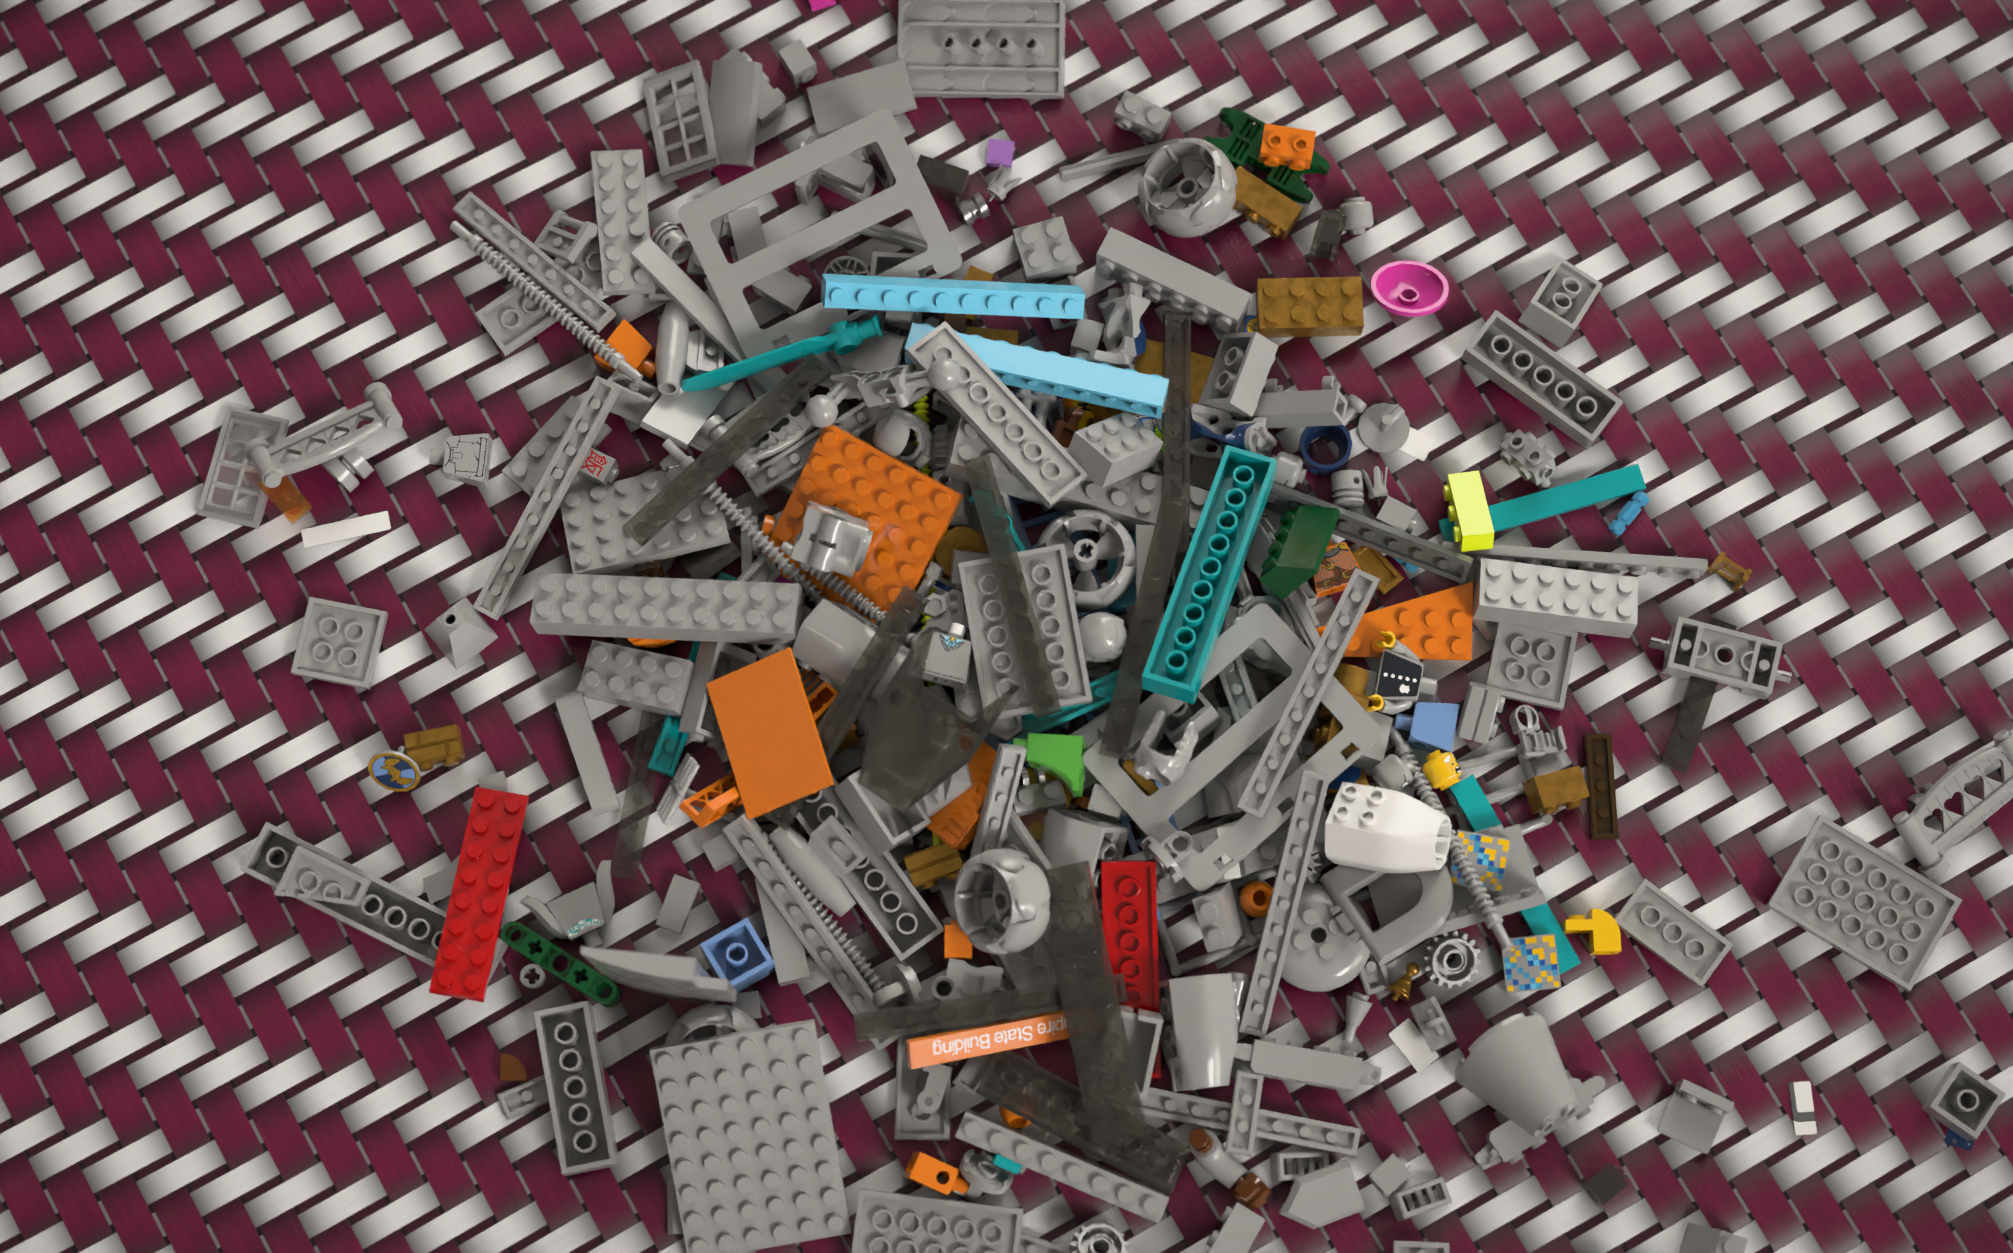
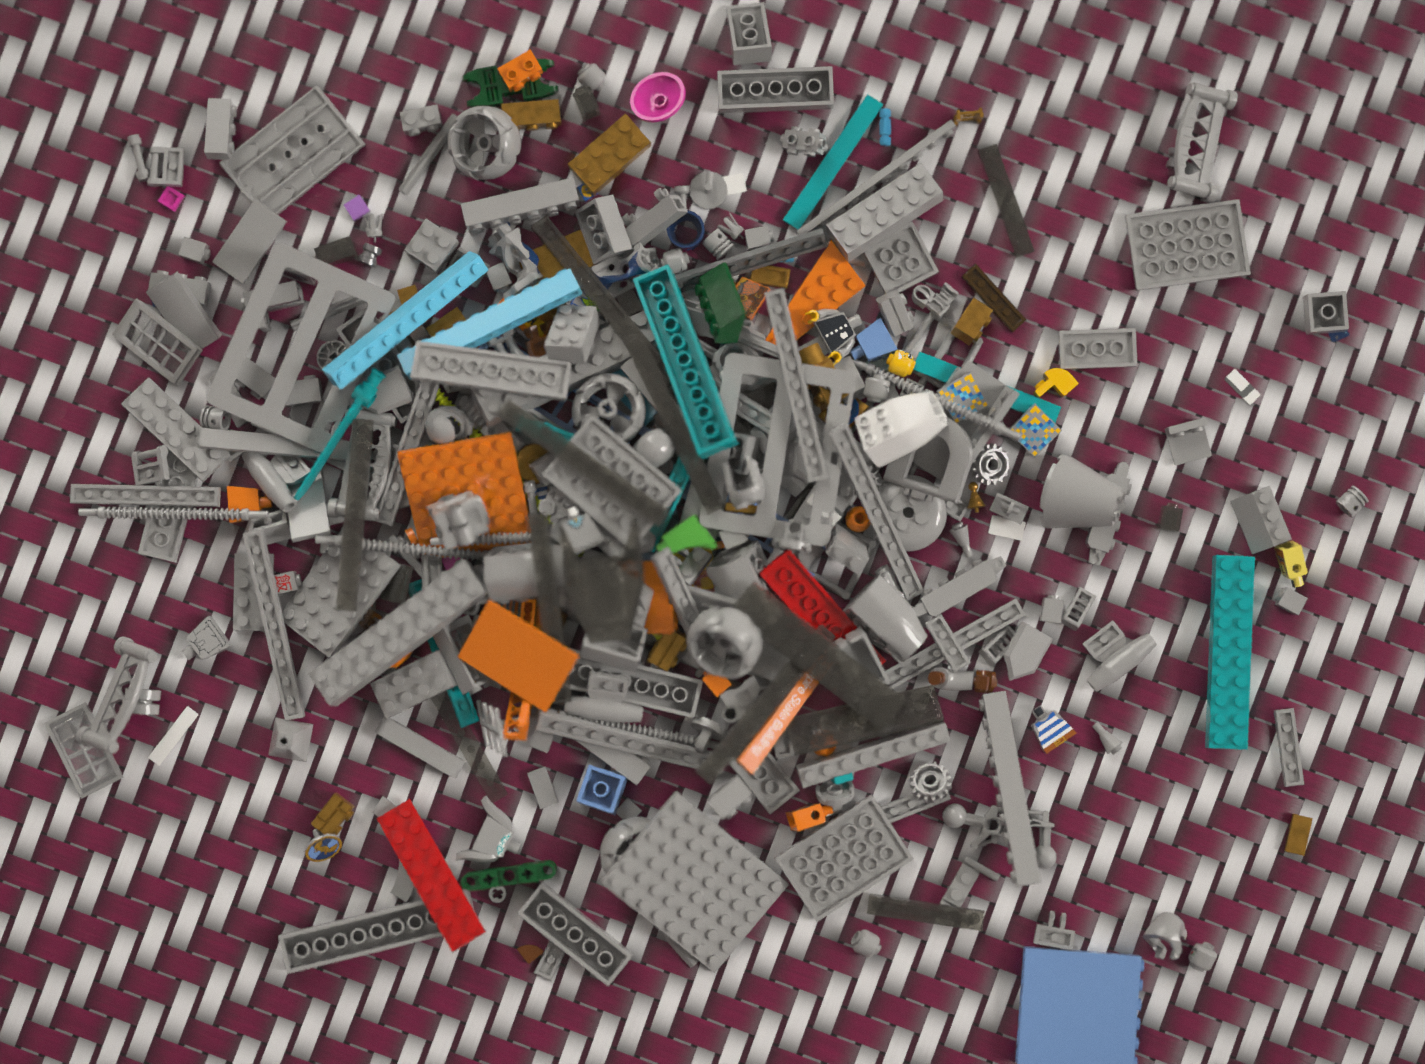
camera: 40 degrees left, 10 degrees up
(287, 500) = (128, 748): clear orange plate -> none
(321, 879) = (336, 942): light grey wing -> none
(339, 643) = (228, 802): light grey plate -> none
(661, 975) = (577, 840): light grey slope -> none
(866, 1079) = (729, 797): none -> light grey brick
(880, 388) = (412, 409): light grey piece -> none
(900, 319) = (388, 357): light grey tile -> none
(931, 1097) = (772, 777): light grey leg -> none
(1469, 511) = (796, 202): neon yellow brick -> none
(1694, 650) = (985, 180): light grey brick -> none

